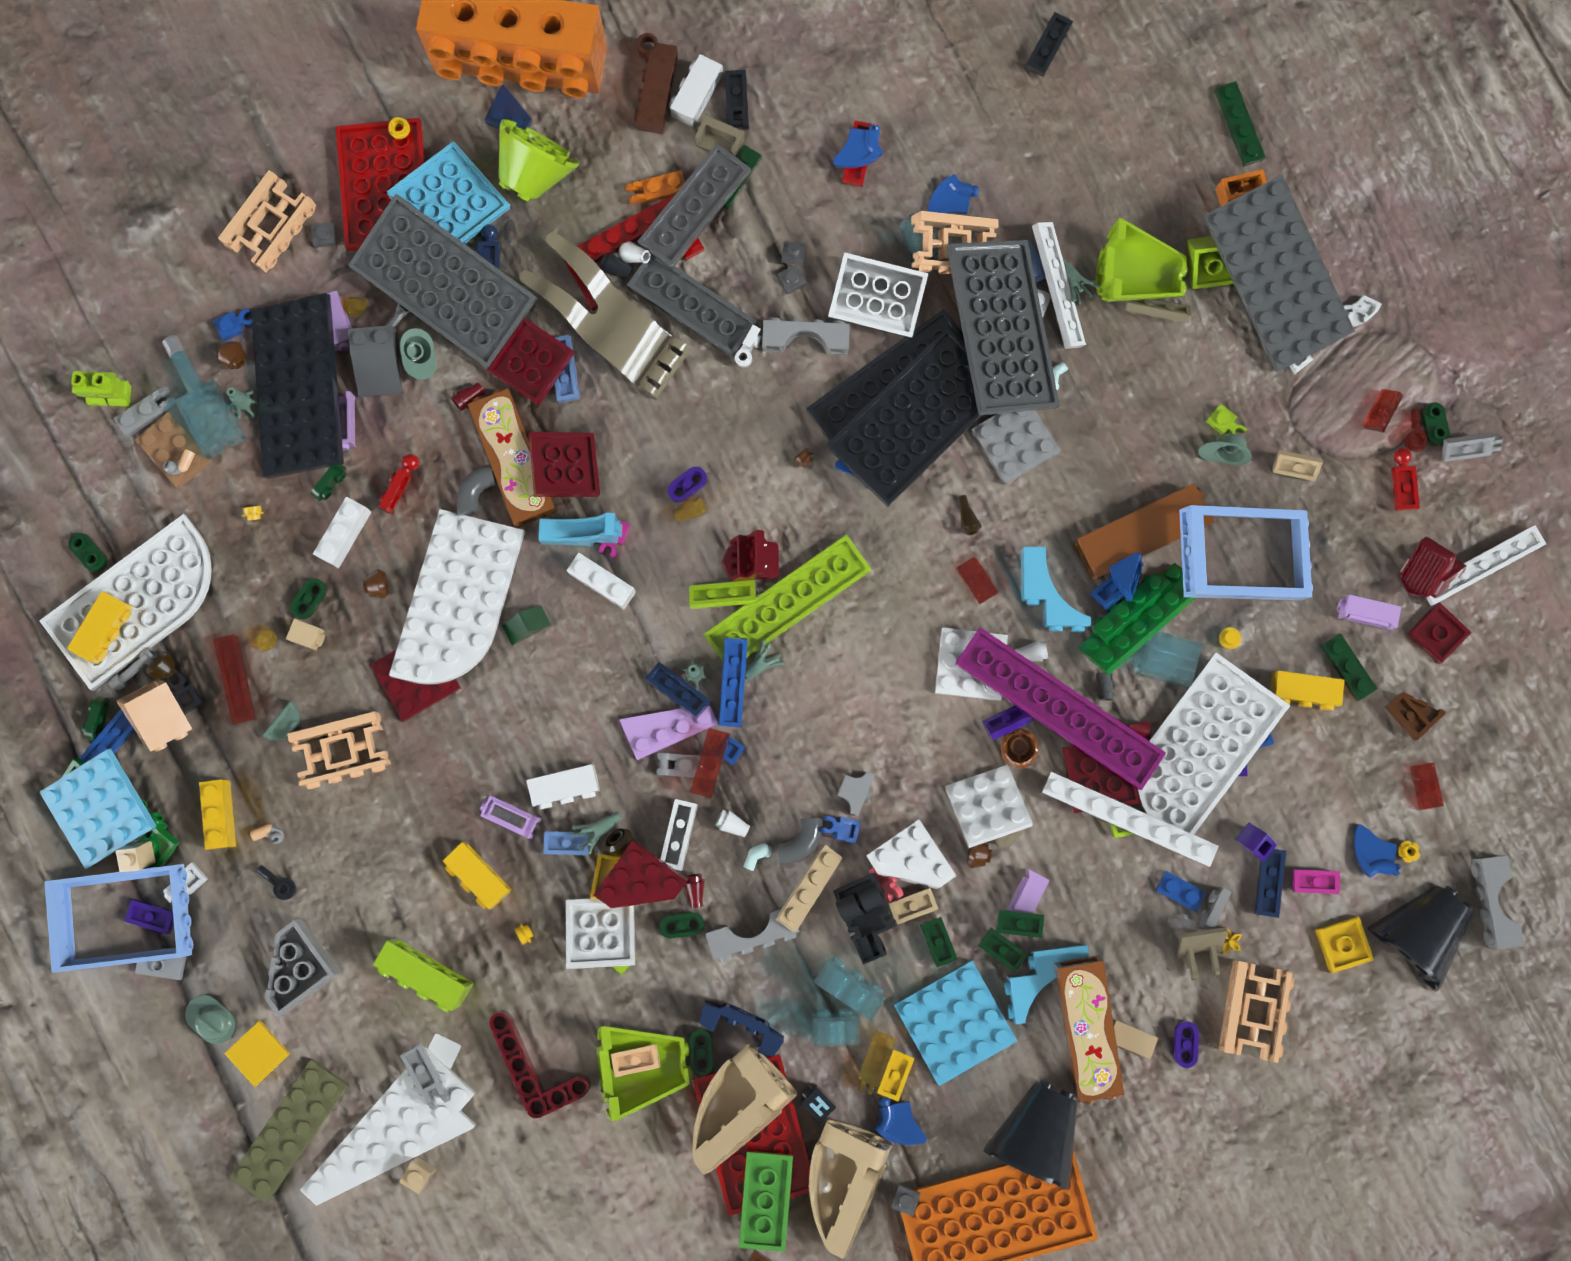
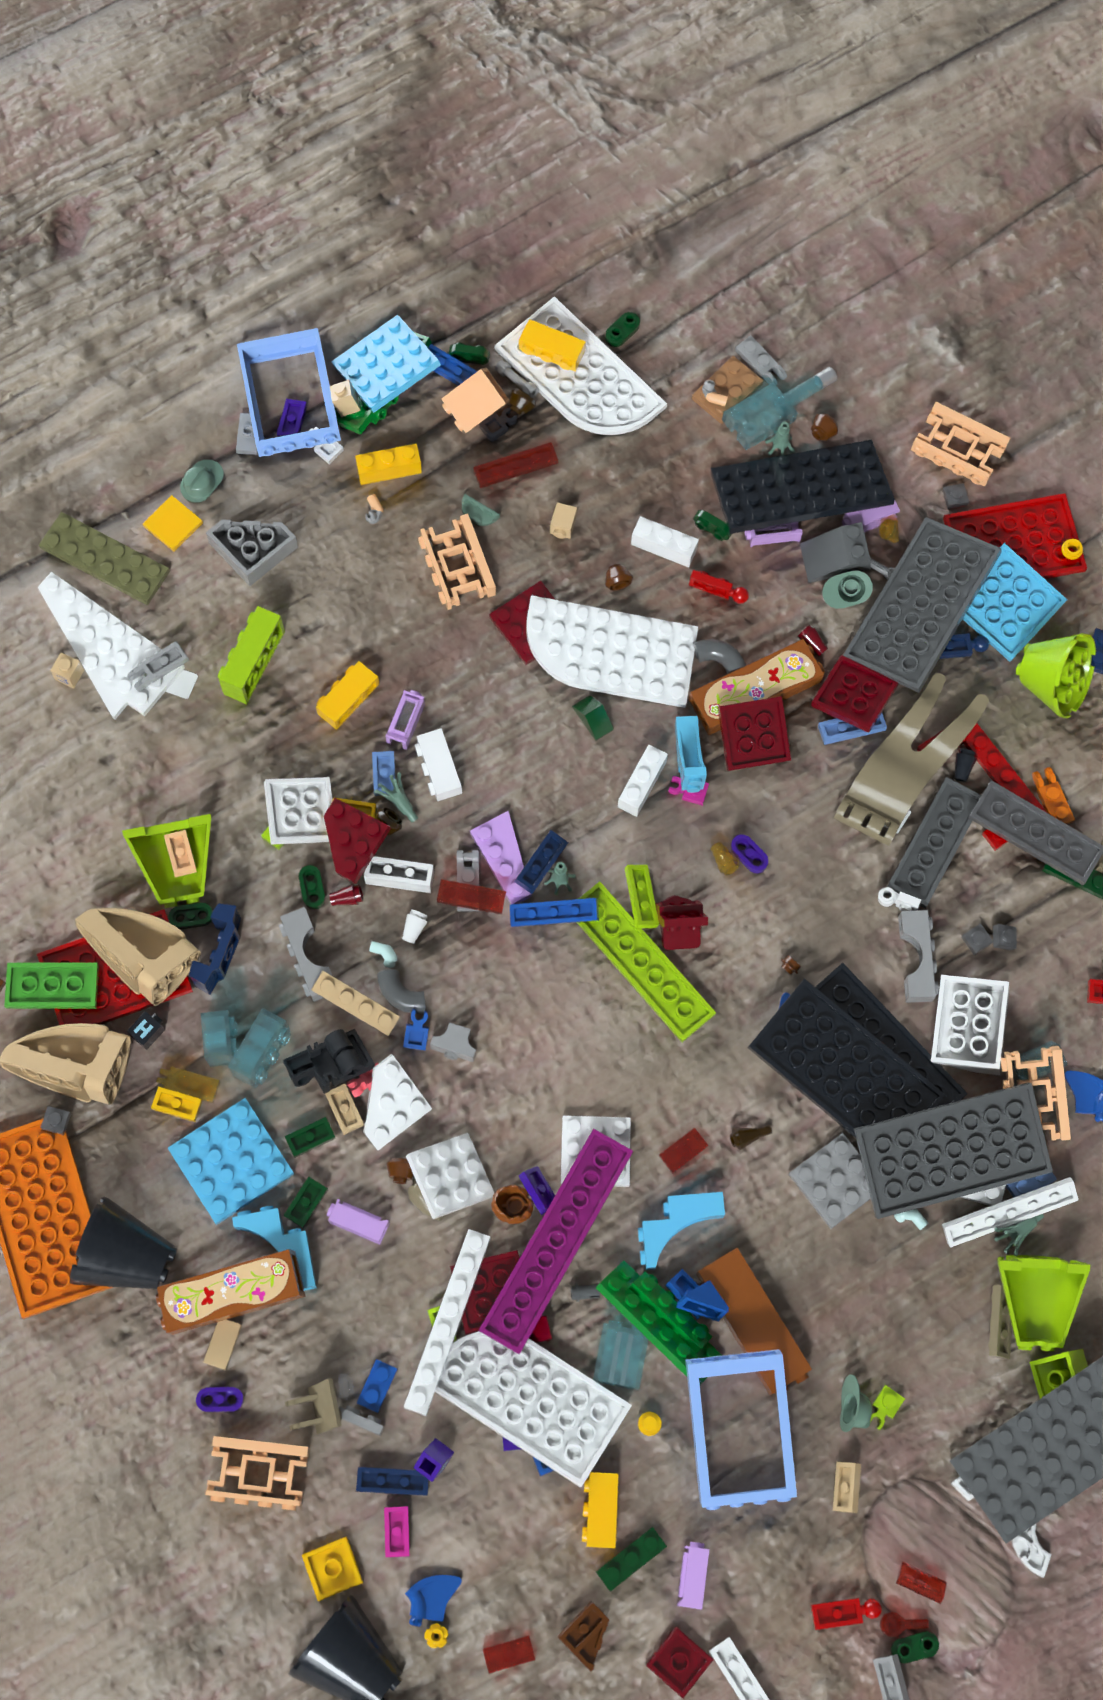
camera: 85 degrees right, 10 degrees down
(101, 388) = (776, 320): lime hips -> none
(231, 325) = (855, 424): blue plate -> none
(252, 512) = (675, 463): yellow plate -> none
(265, 639) = (556, 487): clear yellow plate -> none
(283, 888) = (324, 528): black plate -> none
(308, 598) = (599, 520): dark green plate -> none
(524, 933) = (295, 743): yellow plate -> none
(529, 1072) = (166, 760): dark red beam -> none
(632, 253) = (979, 780): white cone -> none
(733, 751) = (486, 920): blue plate -> none
(760, 663) = (576, 939): sand green piece -> none
(898, 1124) = (129, 1111): blue arm -> none
(1020, 923) = (332, 1211): dark green plate -> none
(1034, 652) = (614, 1214): white cone -> none
(1230, 942) = (328, 1442): yellow plant -> none
(1430, 569) = (746, 1641): dark red piece -> none

